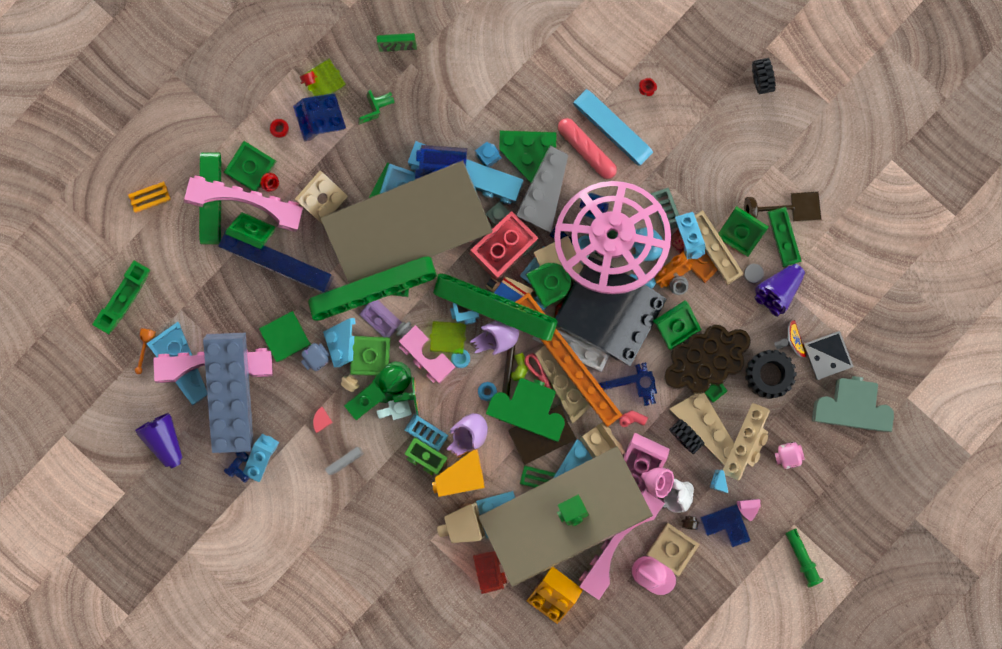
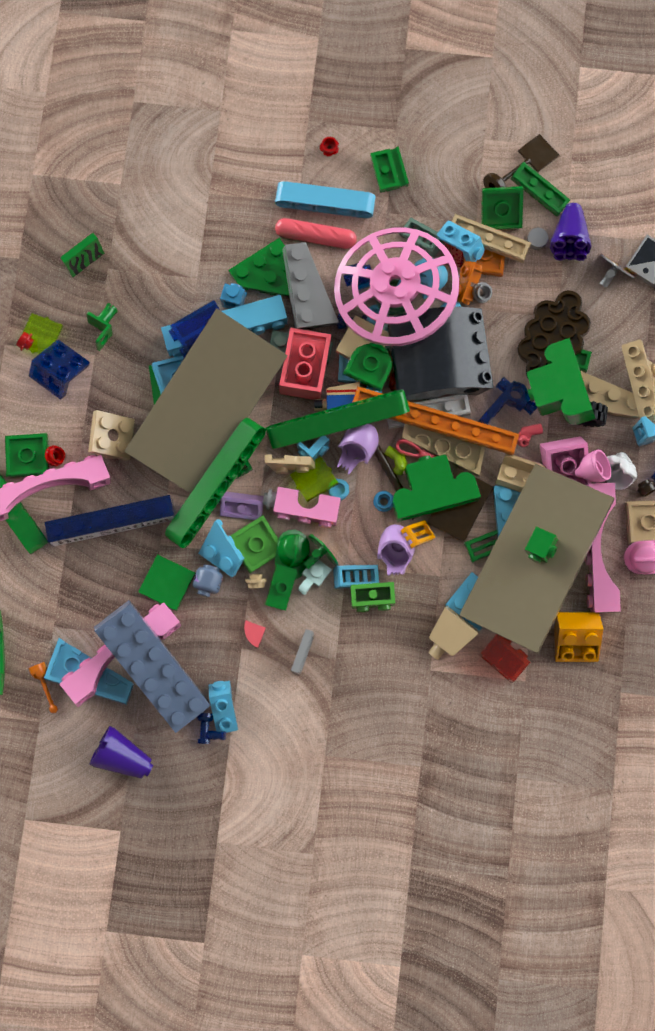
camera: 35 degrees left, 5 degrees down
(250, 230) = (67, 508): green tile -> none
(279, 122) = (25, 399): red plate -> none
(431, 311) = (283, 465): none -> tan wing
(461, 476) = (418, 590): light orange slope -> none
(484, 434) = (413, 536): none -> light orange tile
(677, 325) = (506, 325): green tile -> none
(679, 138) = (389, 169): none -> green plate
(680, 401) = (560, 385): none -> green brick
(763, 76) = (422, 68): black tyre -> none
(782, 362) = (625, 296): black tyre -> none

